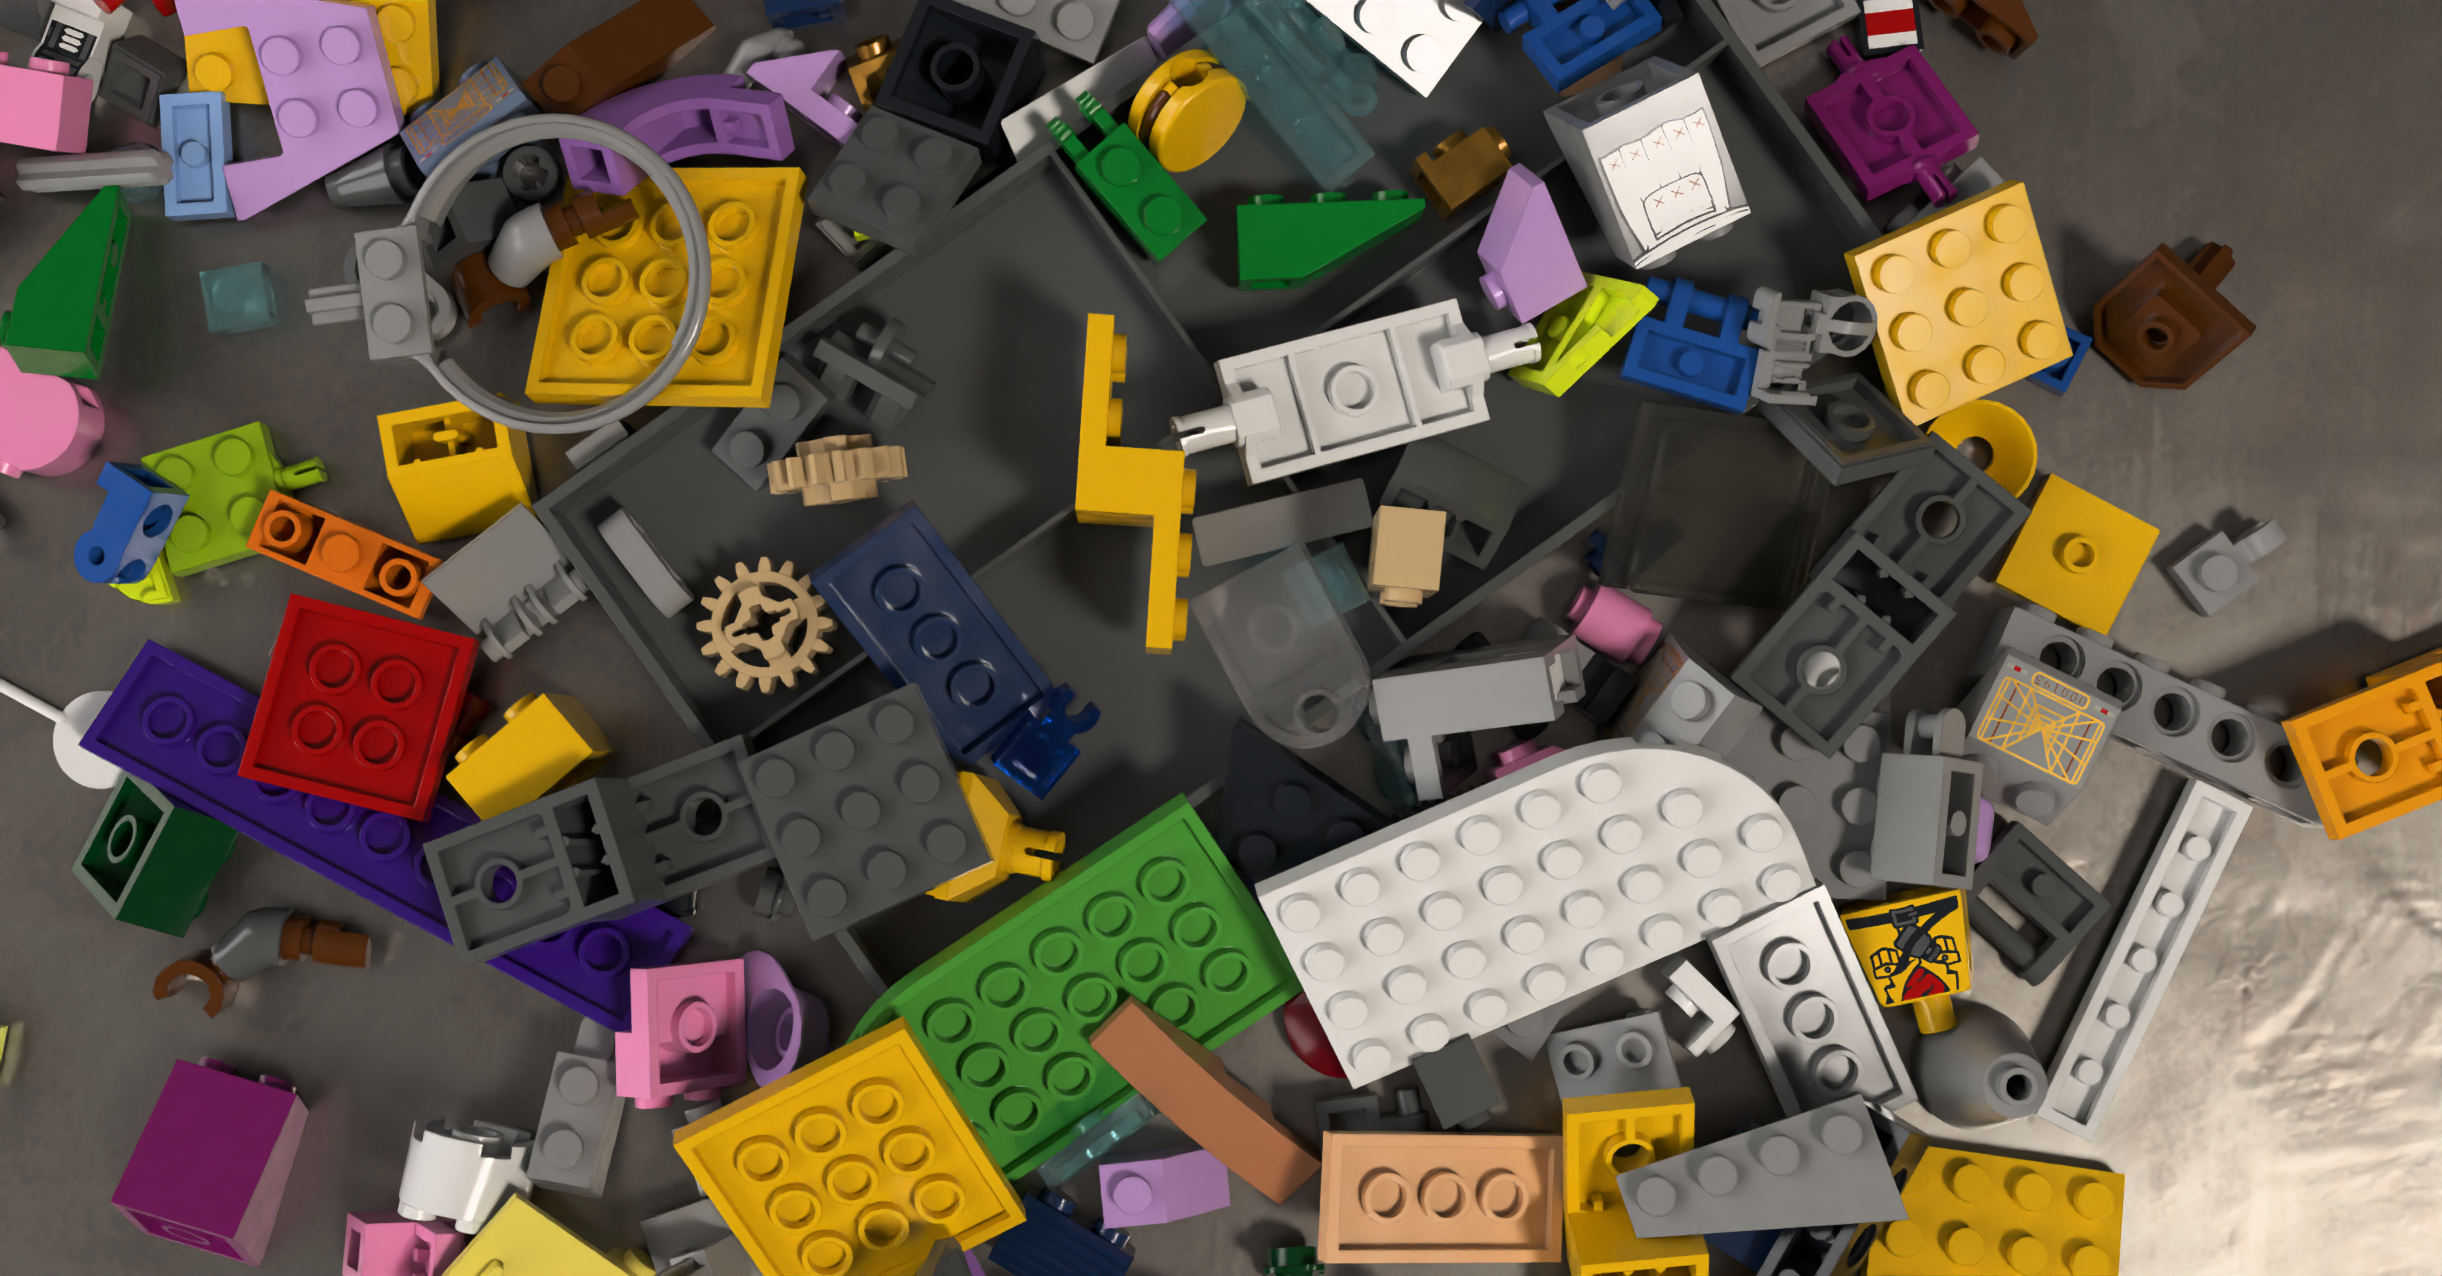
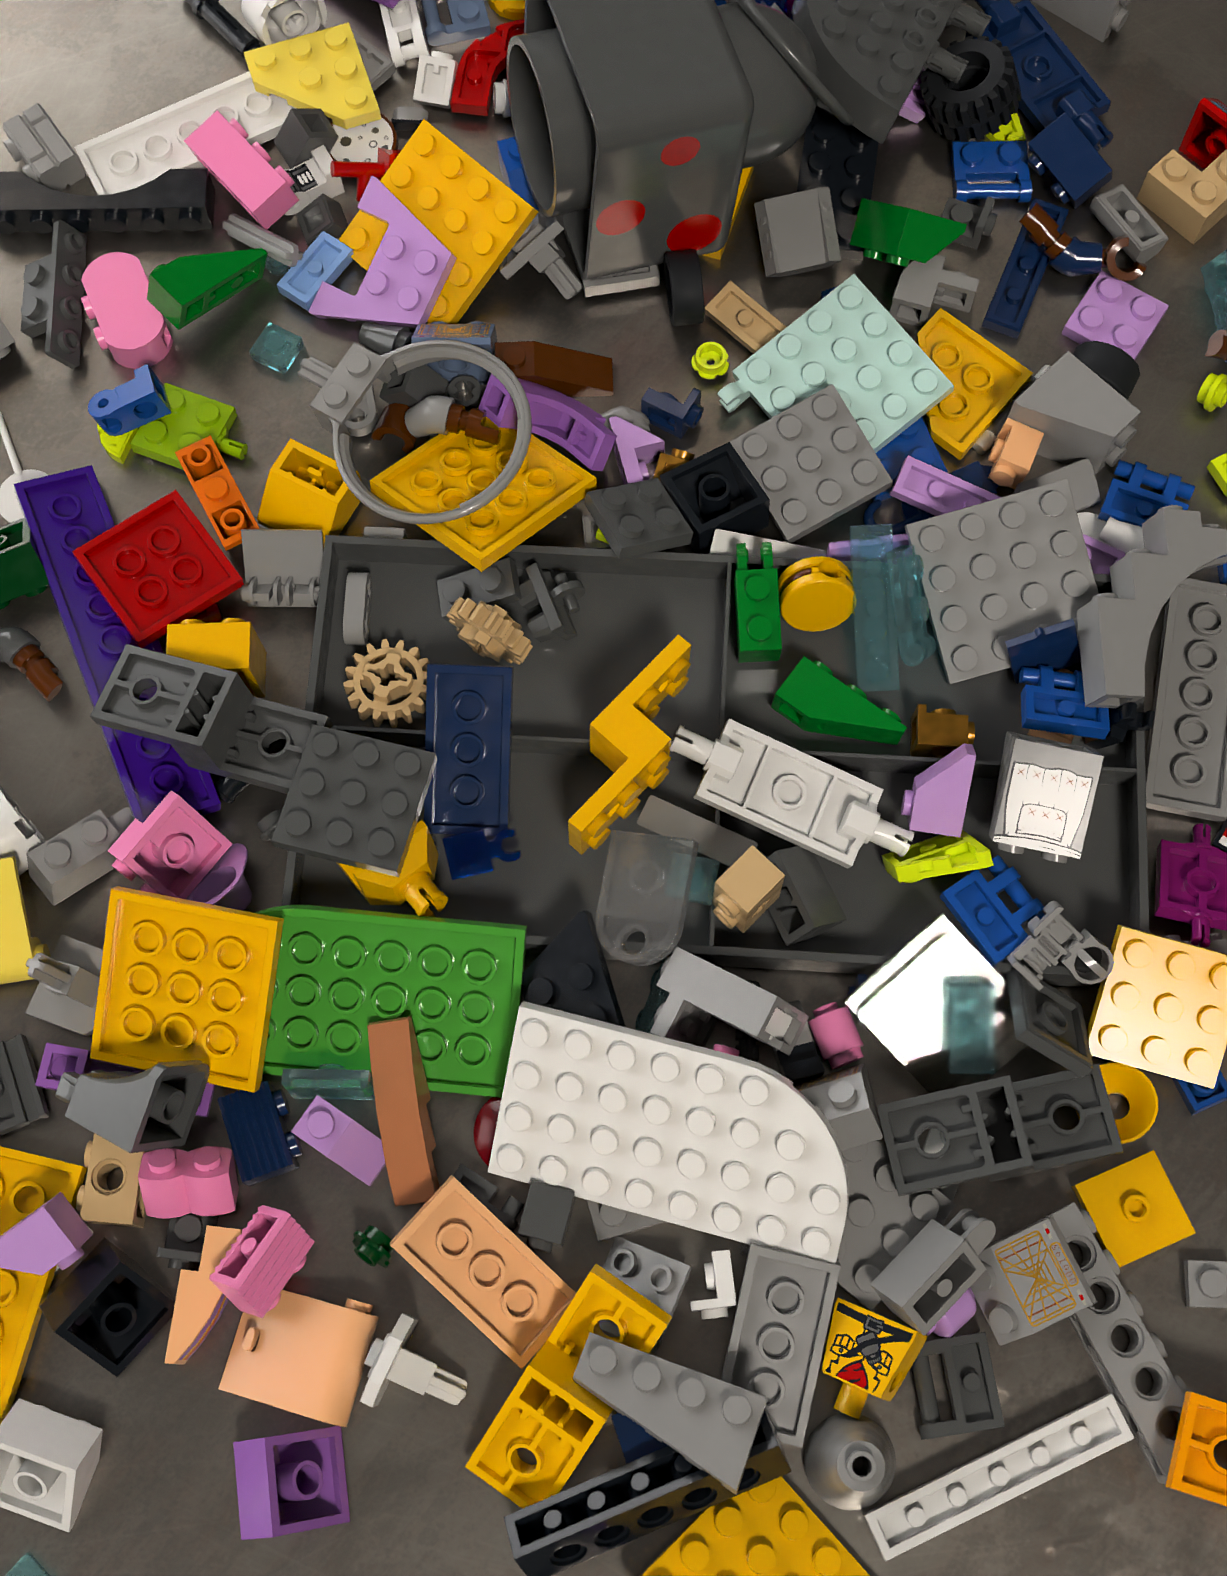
camera: 45 degrees right, 15 degrees down
(1767, 503) = (971, 1028): none -> clear light blue plate

